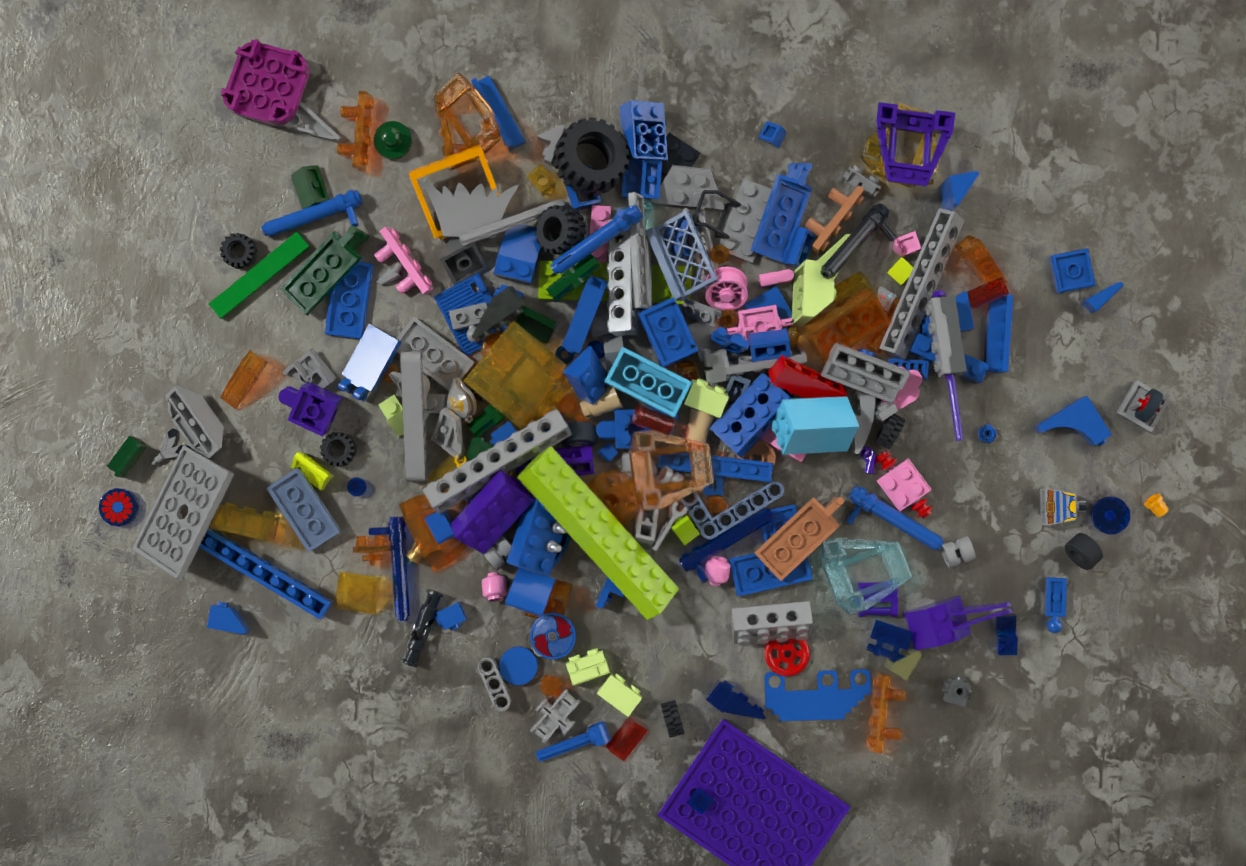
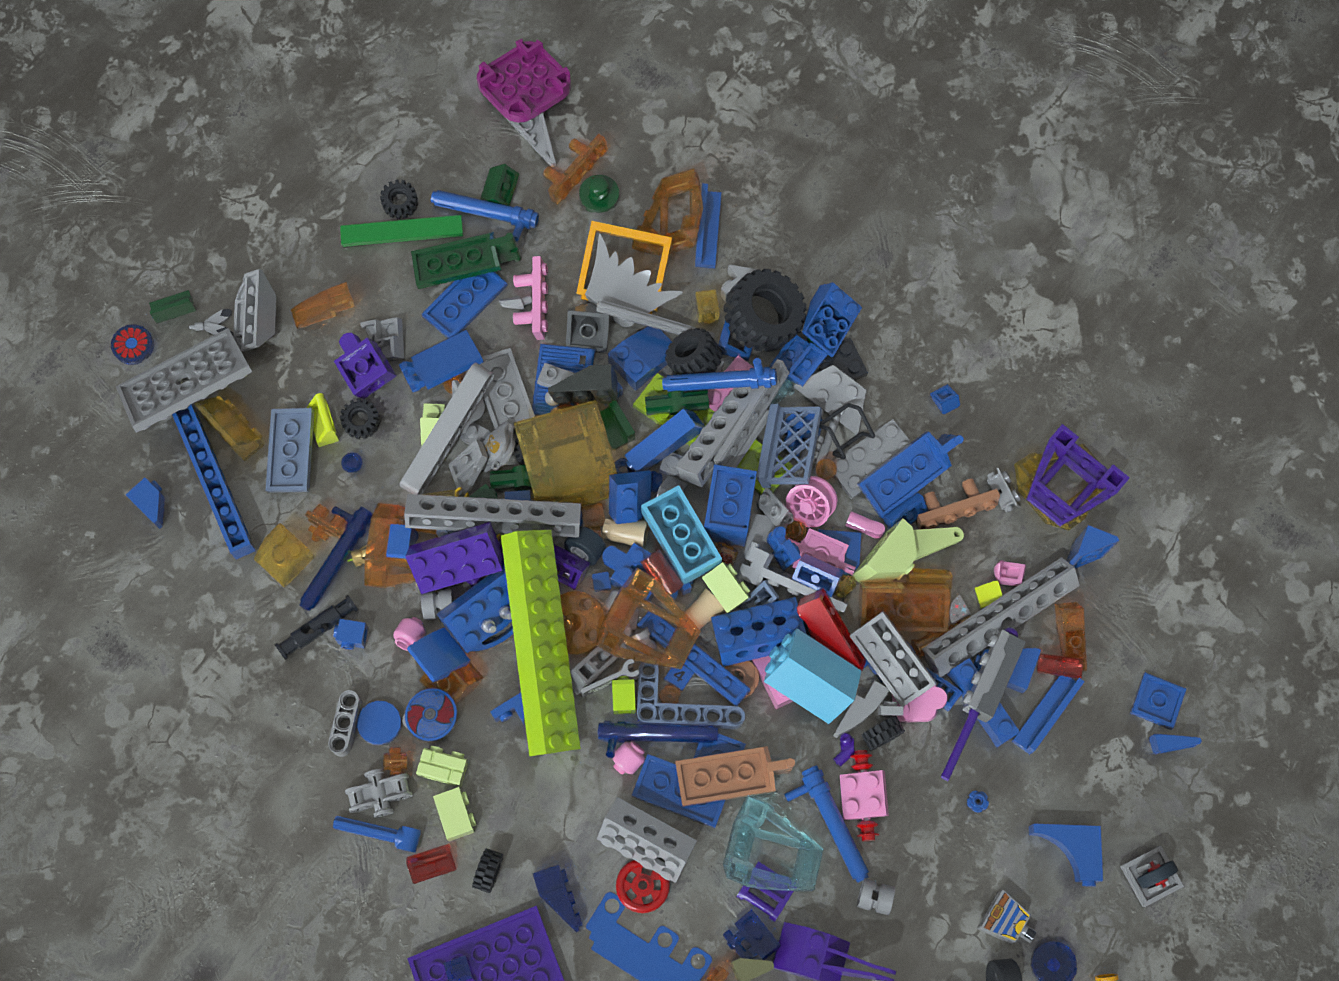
camera: 30 degrees right, 15 degrees down
(871, 222) = (988, 530): black cylinder -> none

